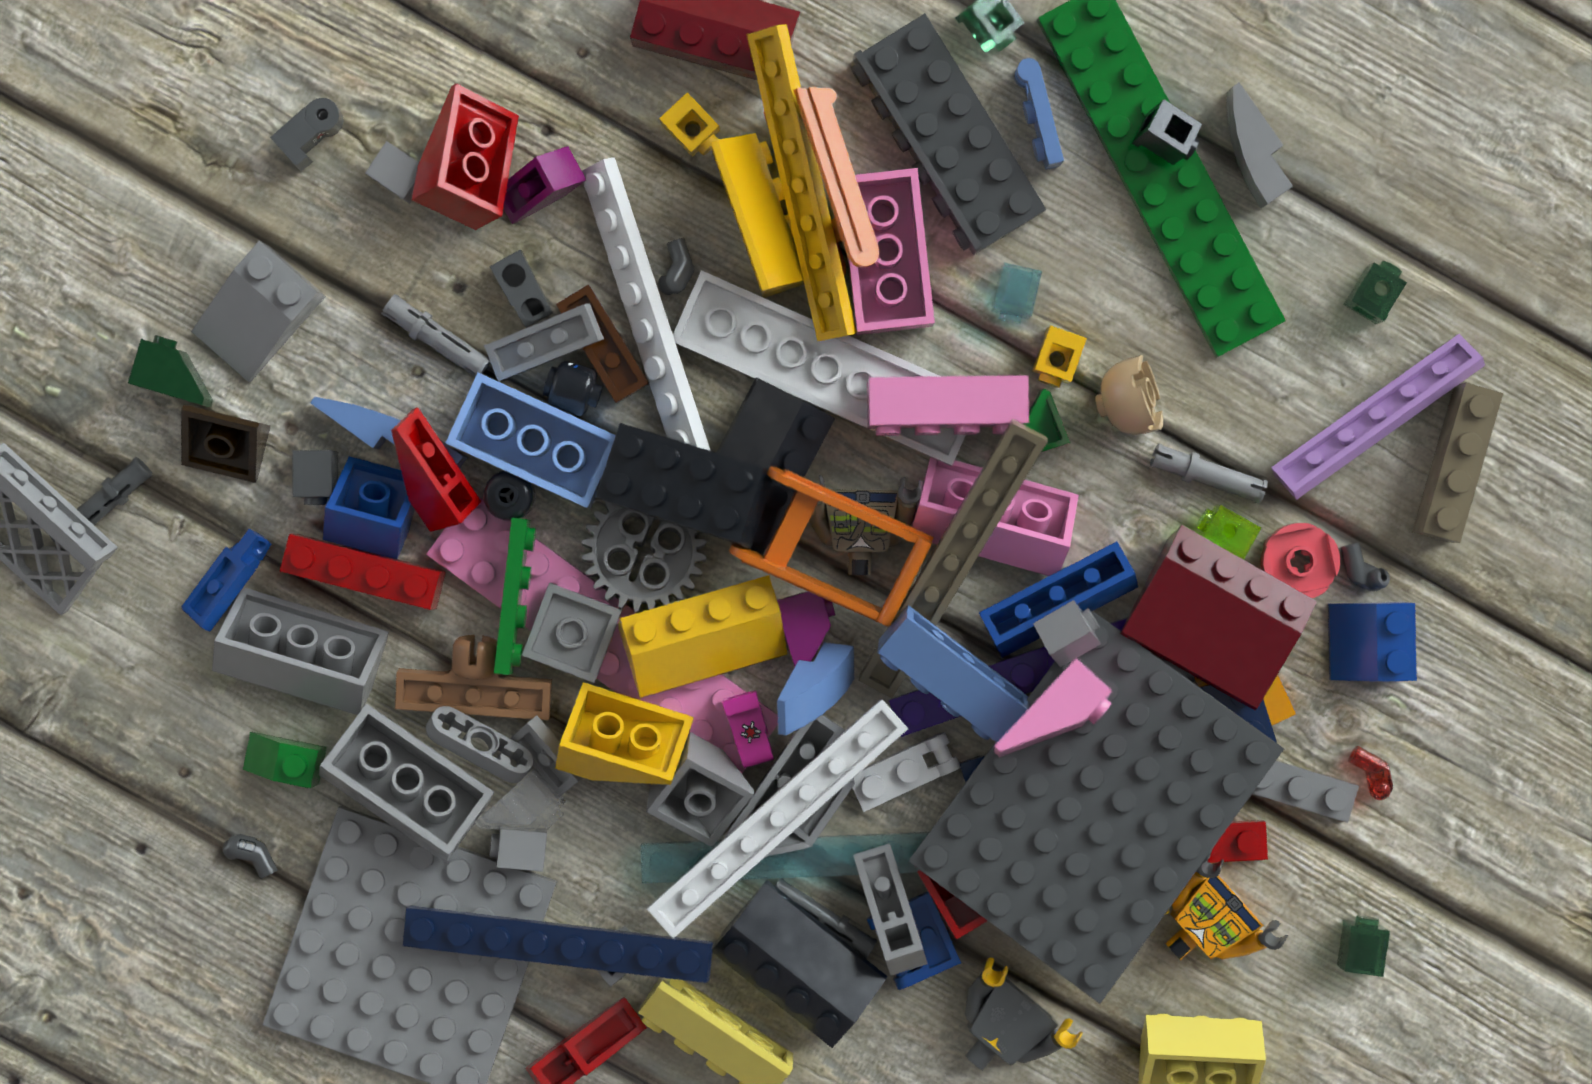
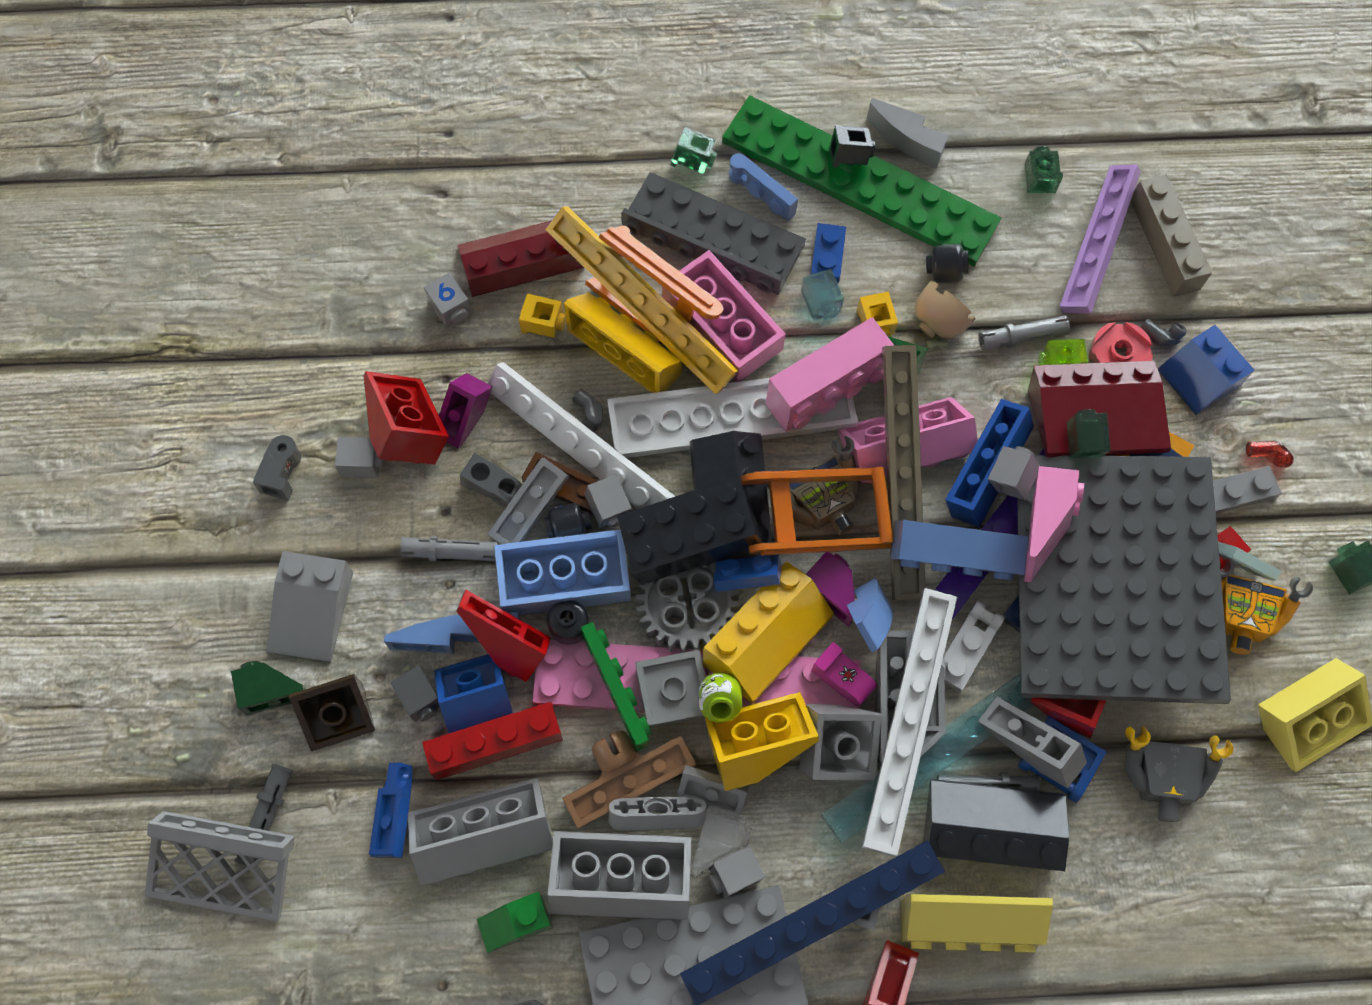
camera: 35 degrees left, 20 degrees down
(599, 41) = (448, 300): none -> light grey brick
(606, 677) = (720, 697): none -> lime head
(625, 395) = (607, 501): none -> light grey brick
(716, 565) = (747, 572): none -> blue plate
(1061, 239) = (828, 249): none -> blue plate
(1173, 643) = (1088, 434): none -> clear green brick
(1182, 340) = (948, 263): none -> black head
(1245, 871) = (1248, 562): none -> light aqua tile

